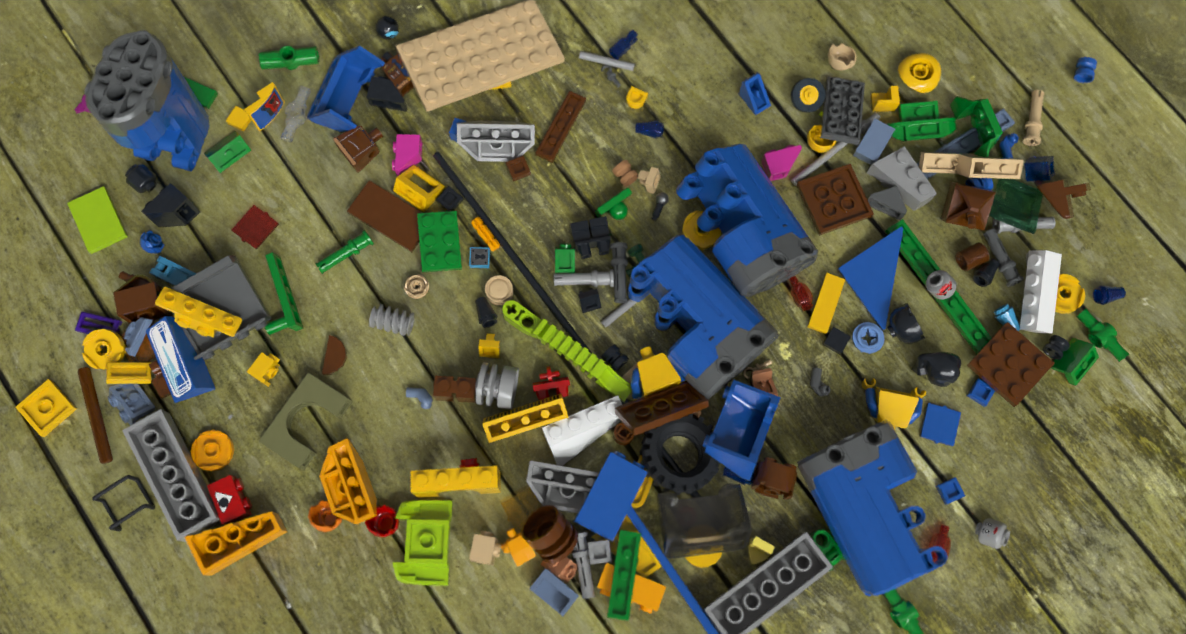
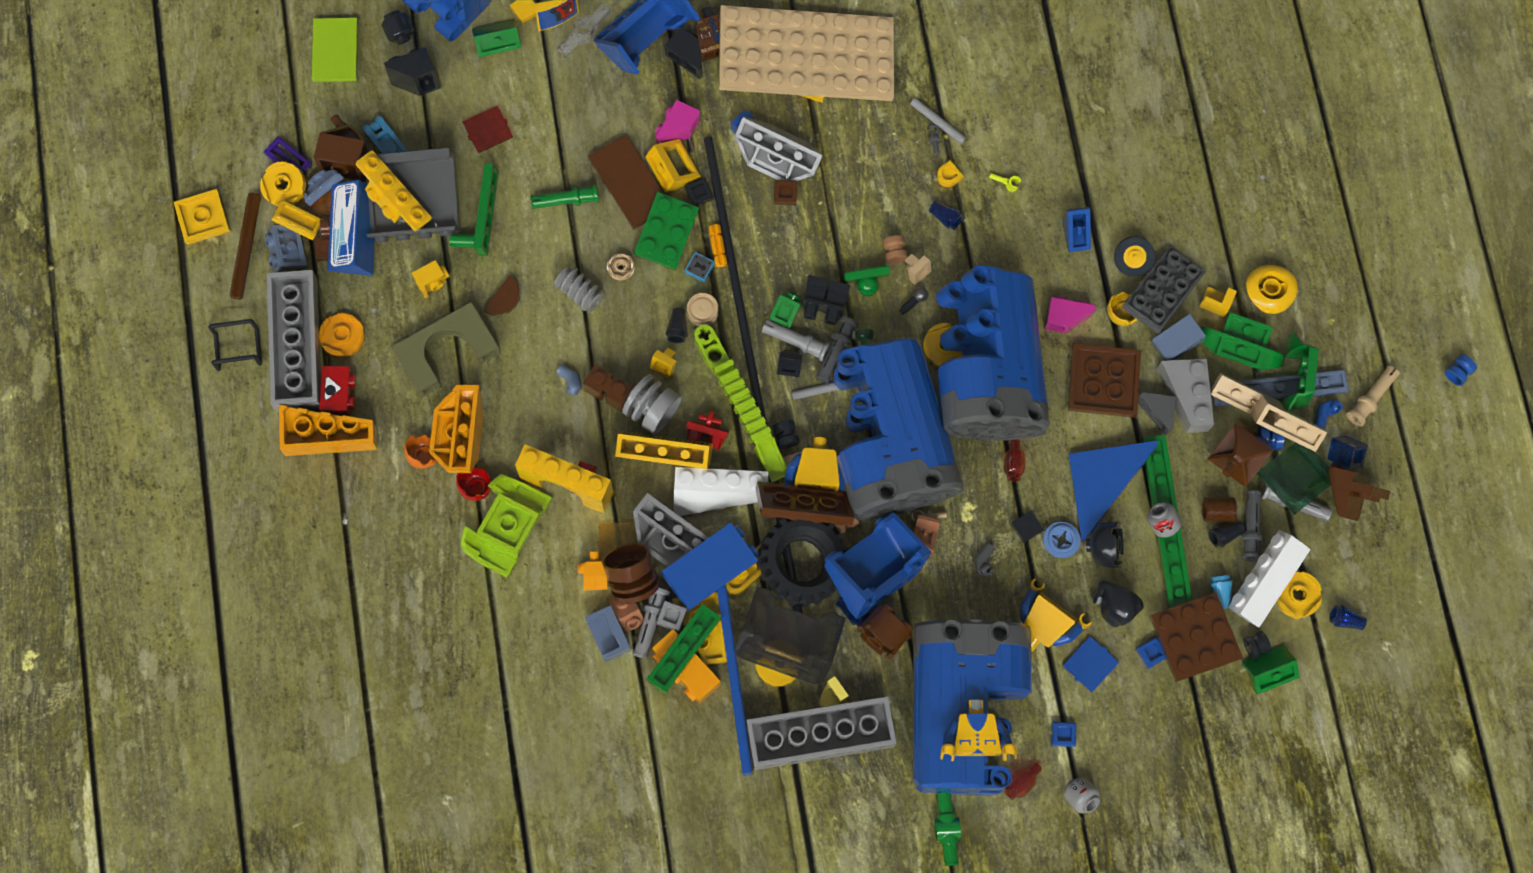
camera: 25 degrees right, 0 degrees up
(151, 242) = (377, 98): blue plate -> none
(359, 146) = (632, 94): reddish brown torso -> none
(485, 548) = (560, 557): tan brick -> none
(561, 126) = (853, 169): reddish brown tile -> none
(621, 436) = (753, 517): reddish brown wheel -> none
(623, 45) = (964, 112): clear blue bar -> none
(684, 83) = (1006, 181): none -> neon yellow hand
(826, 303) = (1037, 484): yellow tile -> none
(827, 155) = (1123, 330): light grey bar -> none
(829, 547) = (903, 728): green piece -> none
(841, 57) = (1194, 232): tan hair -> none
(904, 532) = (977, 735): none -> torso
(1102, 335) = (1315, 656): green pin -> none

